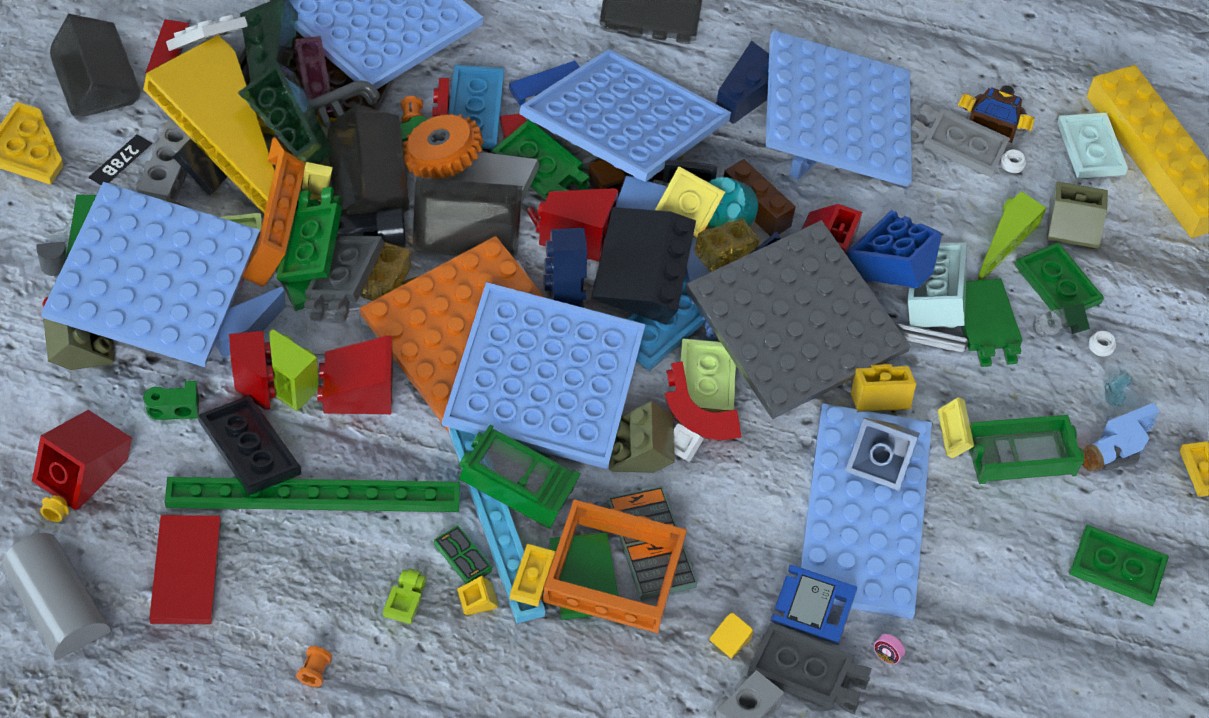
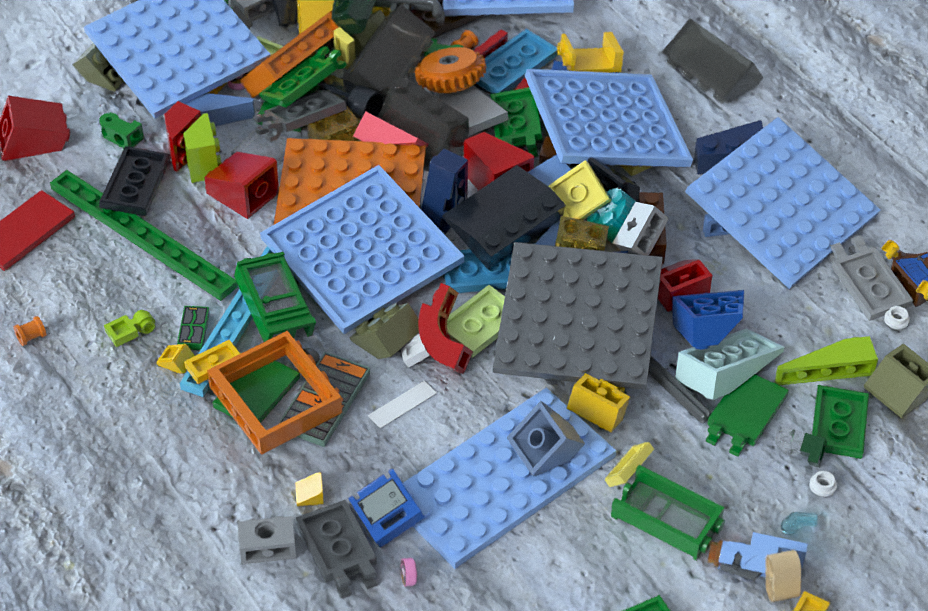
camera: 45 degrees right, 5 degrees down
(435, 250) = (376, 130): none -> coral slope
(544, 62) = (603, 59): none -> yellow panel
(717, 501) = (402, 404): none -> white sticker
(780, 215) = (641, 229): none -> light grey brick
(1162, 442) = (783, 575): none -> tan beam

